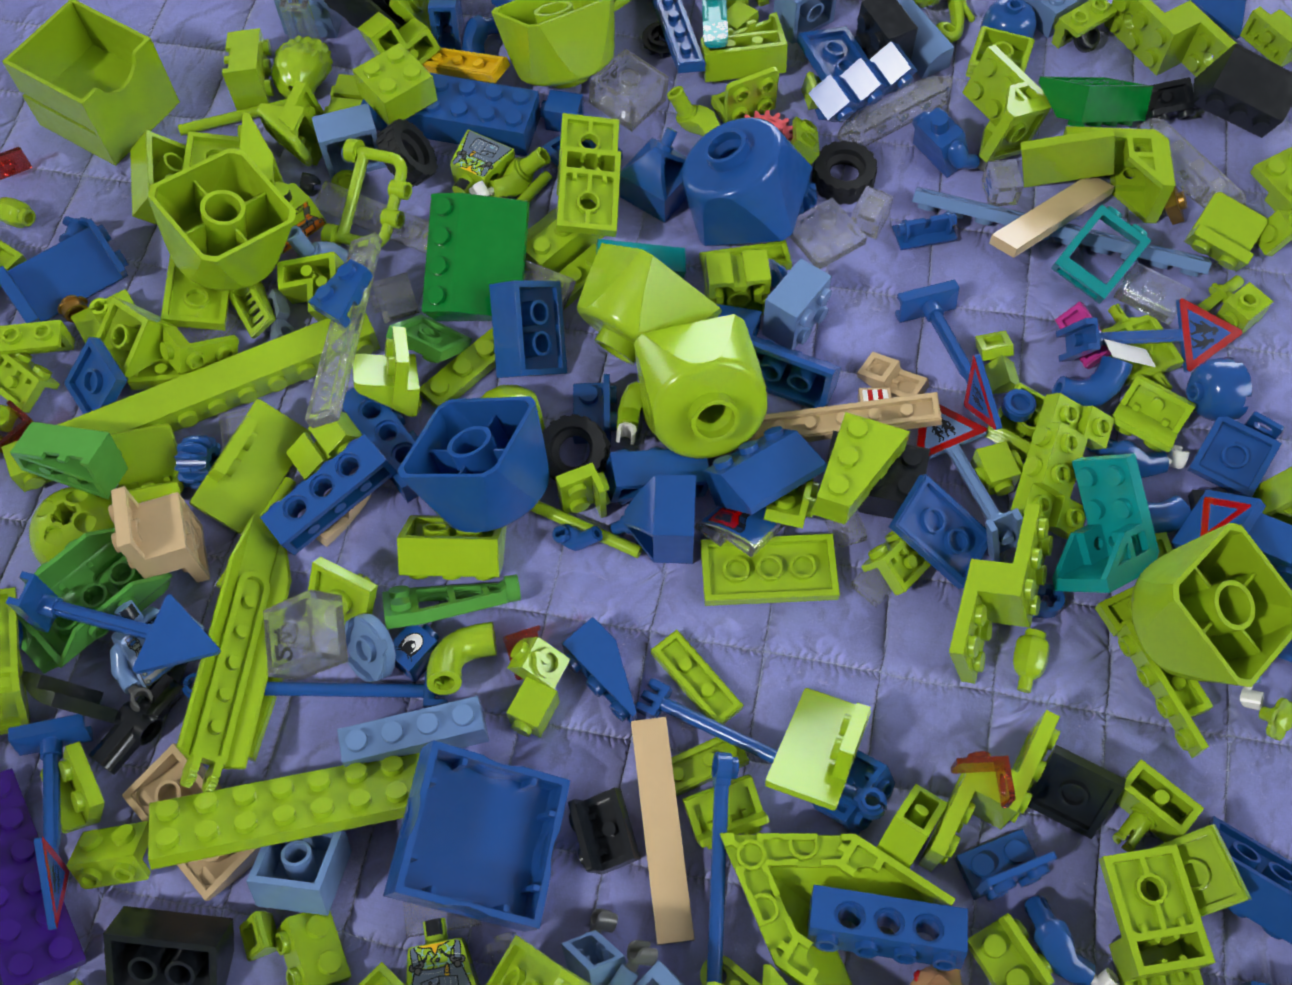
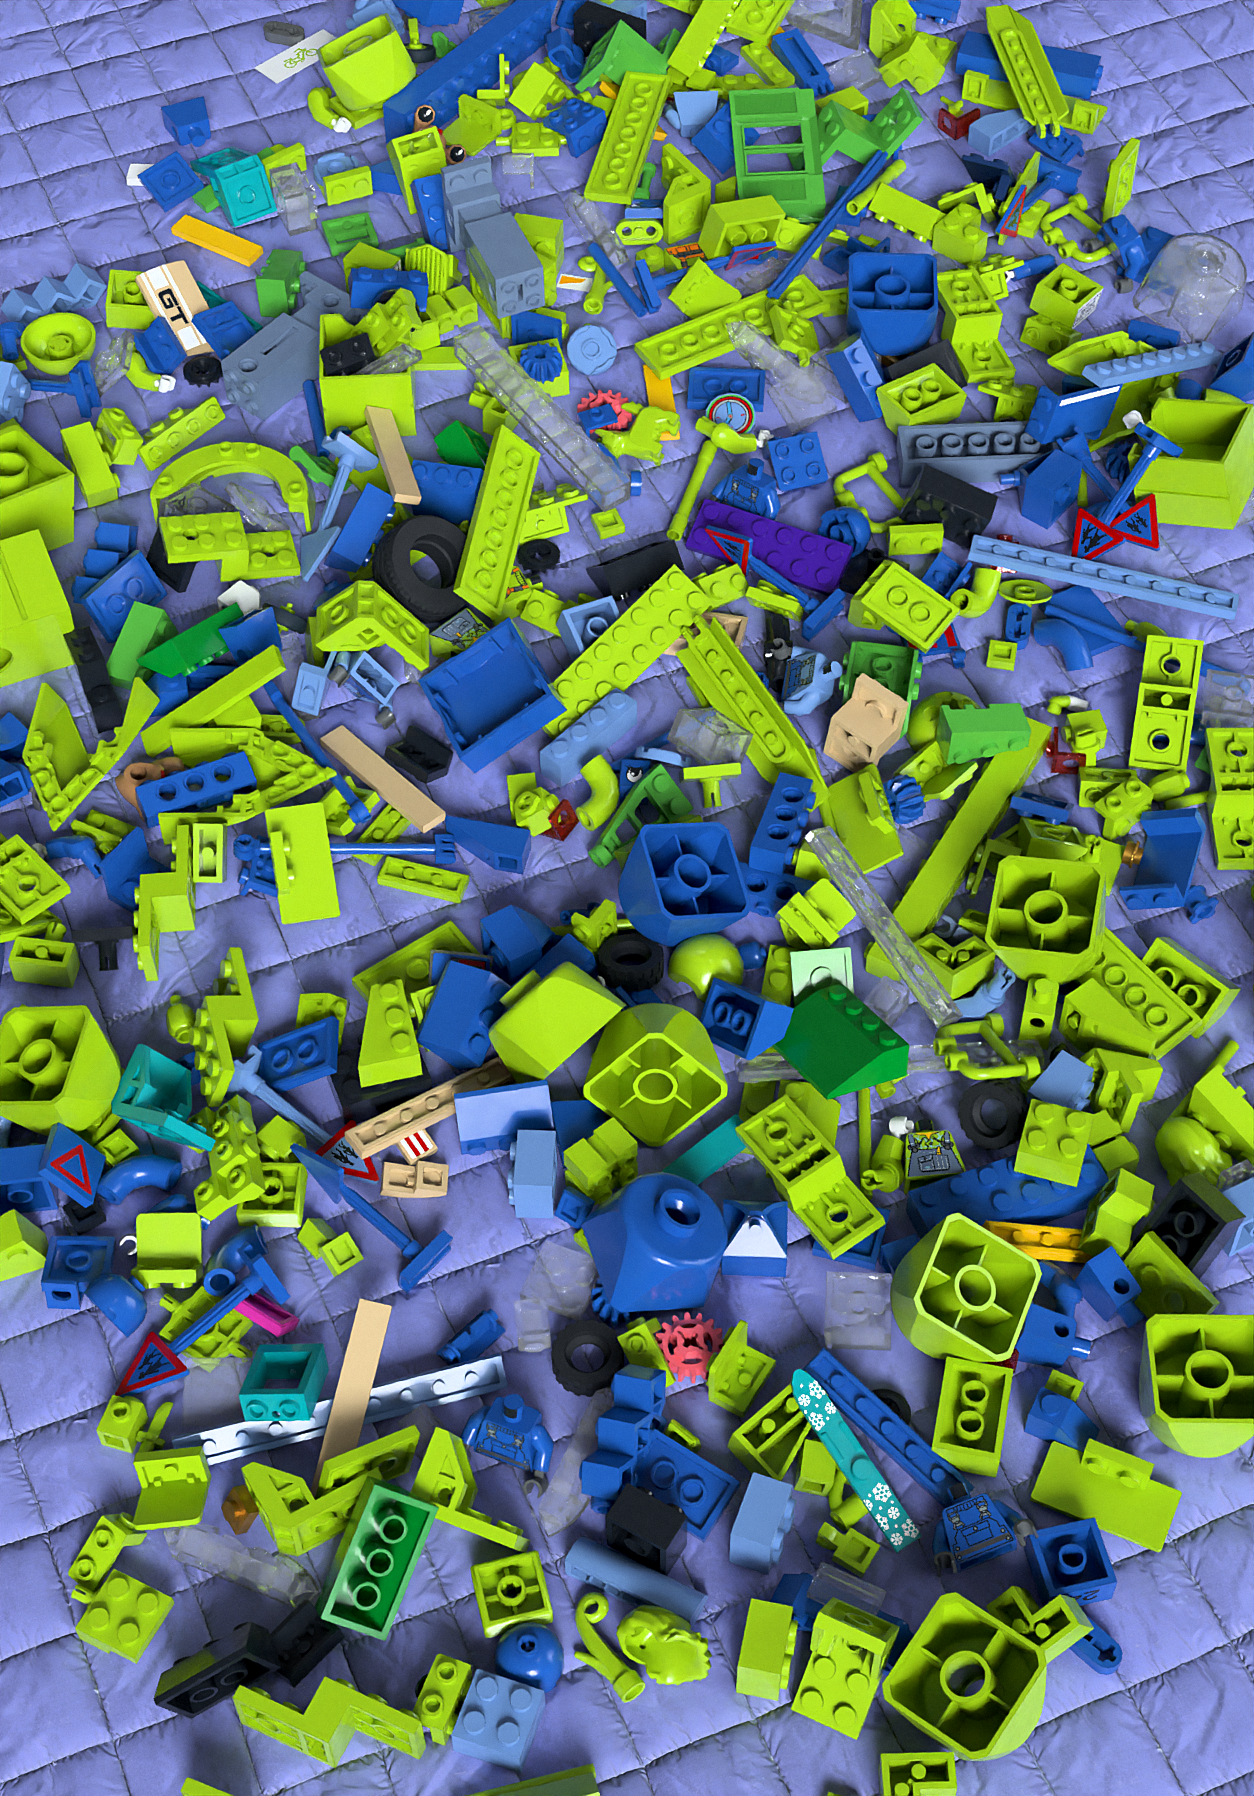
camera: 145 degrees right, 10 degrees down
(67, 696) = (826, 623): black slope -> none
(168, 641) = (786, 668): blue piece -> none
(341, 292) = (907, 940): blue wing -> none
(692, 117) = (766, 1332): lime arm -> none
(983, 762) = (175, 876): clear red bracket -> none
(1018, 405) = (286, 1186): blue tile -> none
(1129, 353) = (211, 1290): white sticker -> none

